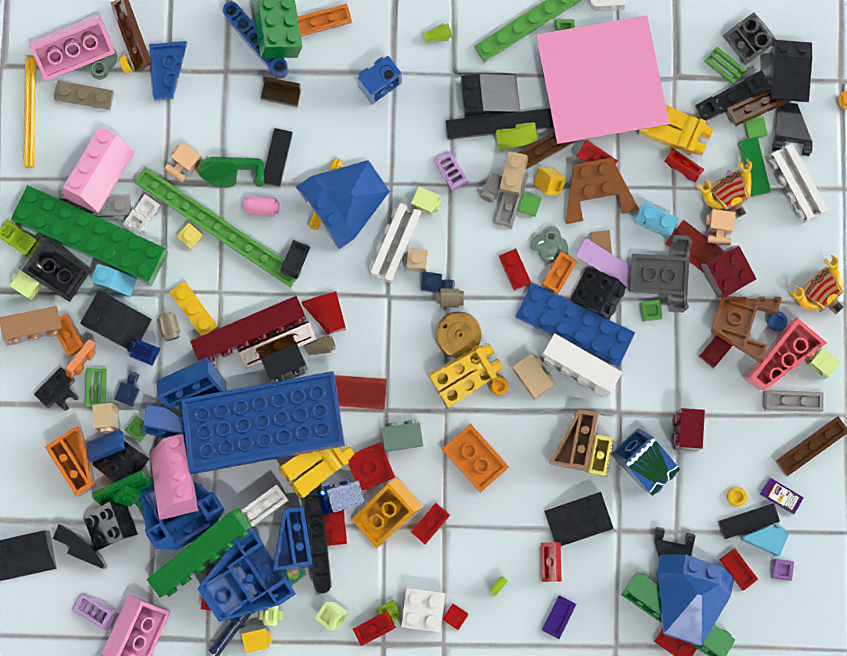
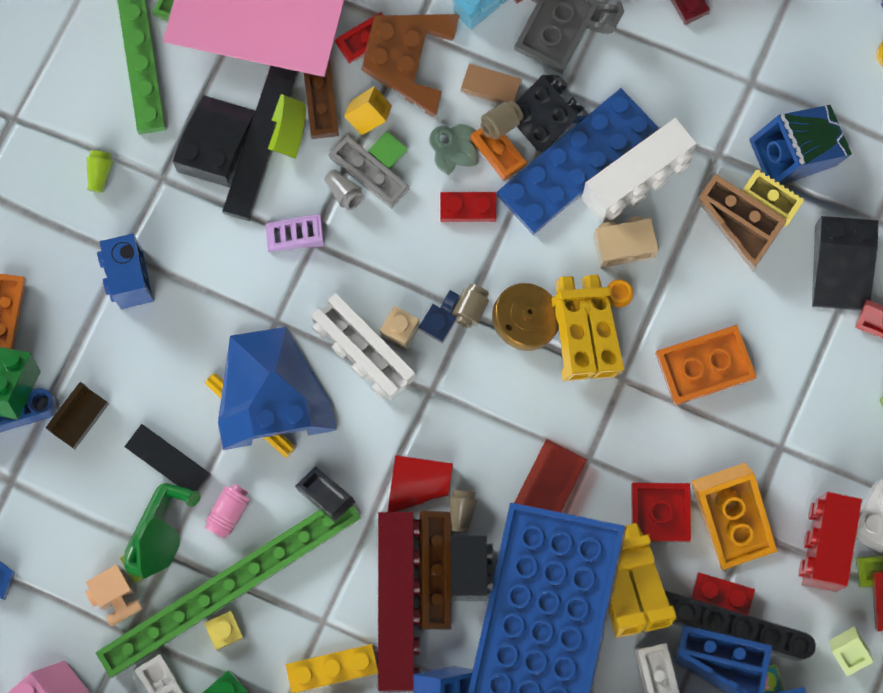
camera: 65 degrees left, 5 degrees down
(341, 497) = (689, 568): clear blue brick -> none
(393, 576) = (830, 541): none -> red brick
(402, 436) = (636, 450): sand green brick -> none
(426, 201) = (323, 282): yellowish green brick -> none
(430, 523) = (772, 463): red plate -> none
(513, 173) = (339, 148): tan brick -> none
(577, 265) = (501, 119): none -> dark tan brick
(604, 261) = (509, 84): lavender sticker -> none
(651, 310) = (599, 56): bright green tile -> none
(688, 429) = (782, 71): dark red brick -> none

